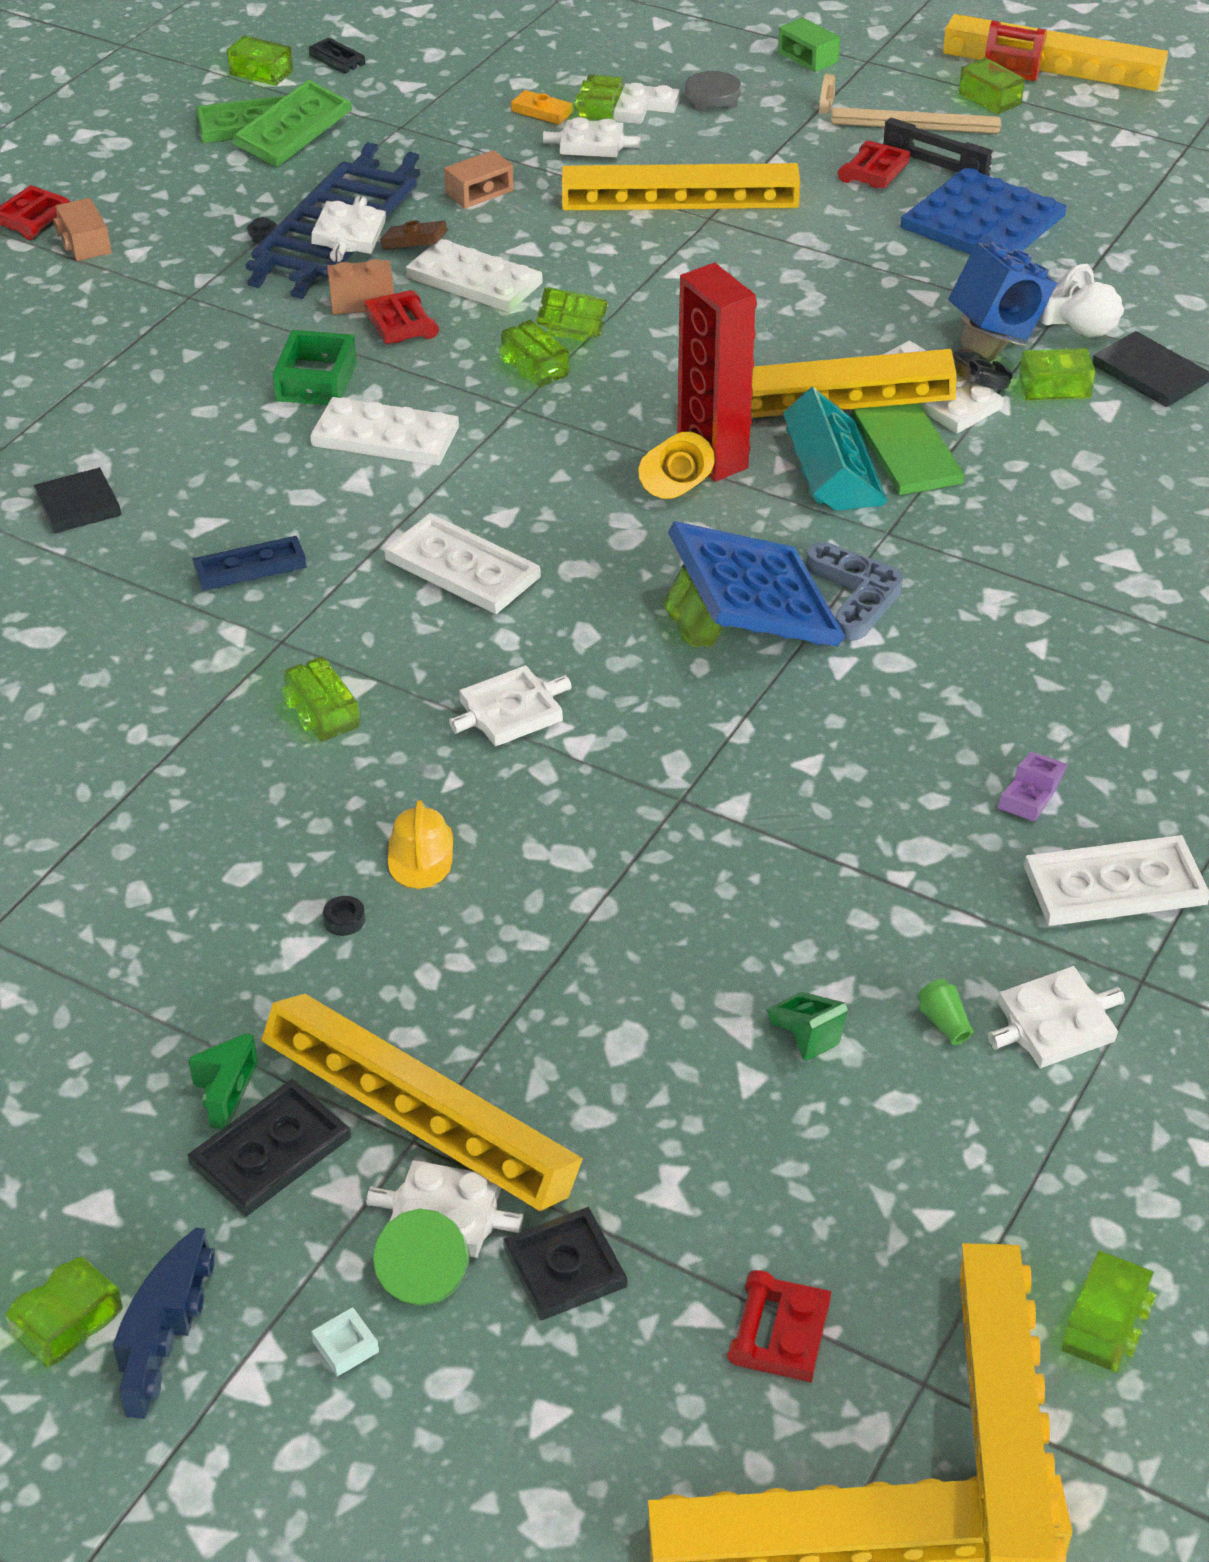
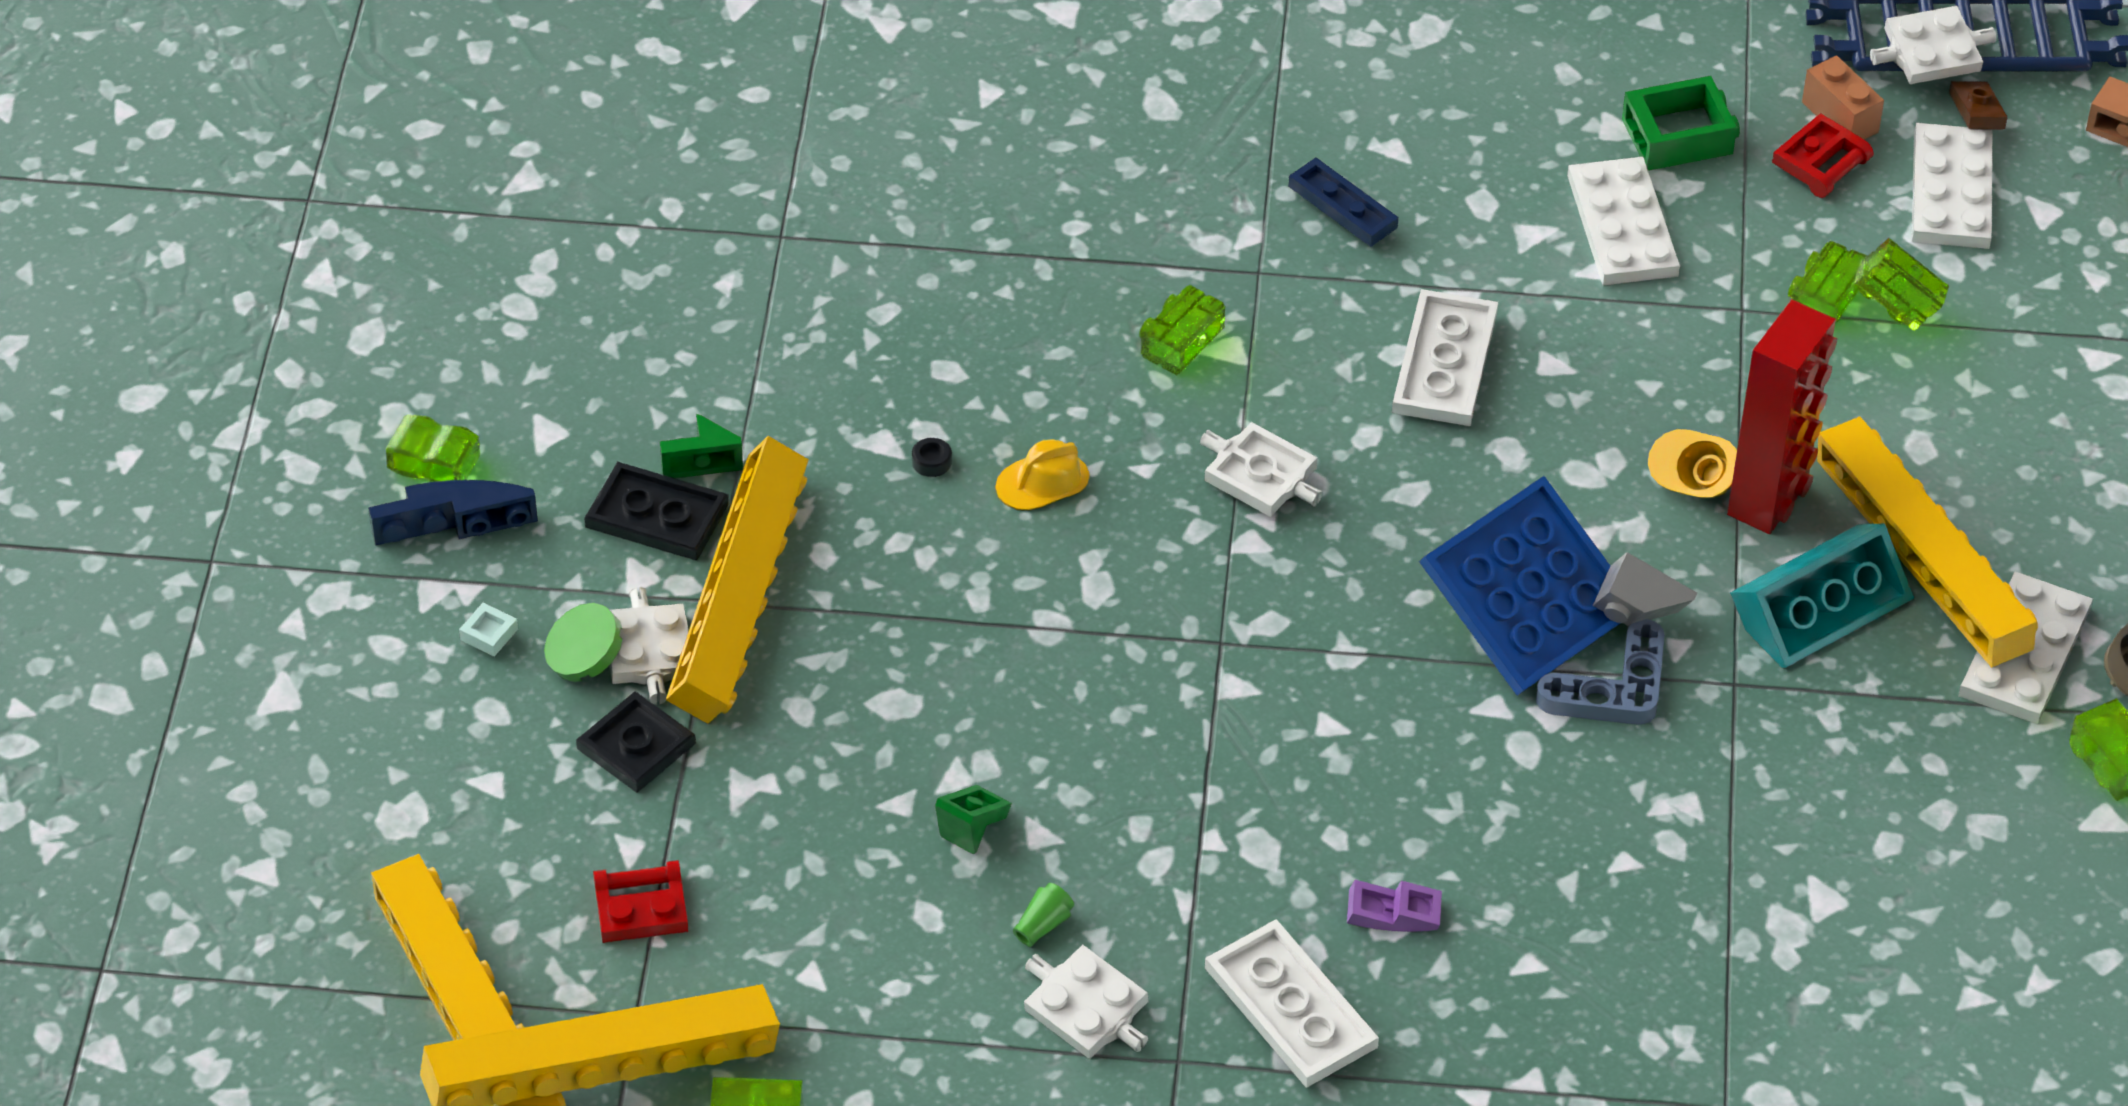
camera: 65 degrees right, 5 degrees up
(77, 500) = (1359, 41): black tile -> none
(793, 532) = (1640, 592): none -> light grey slope
(908, 447) = (1891, 657): bright green tile -> none
(977, 370) = (2070, 675): black tile -> none

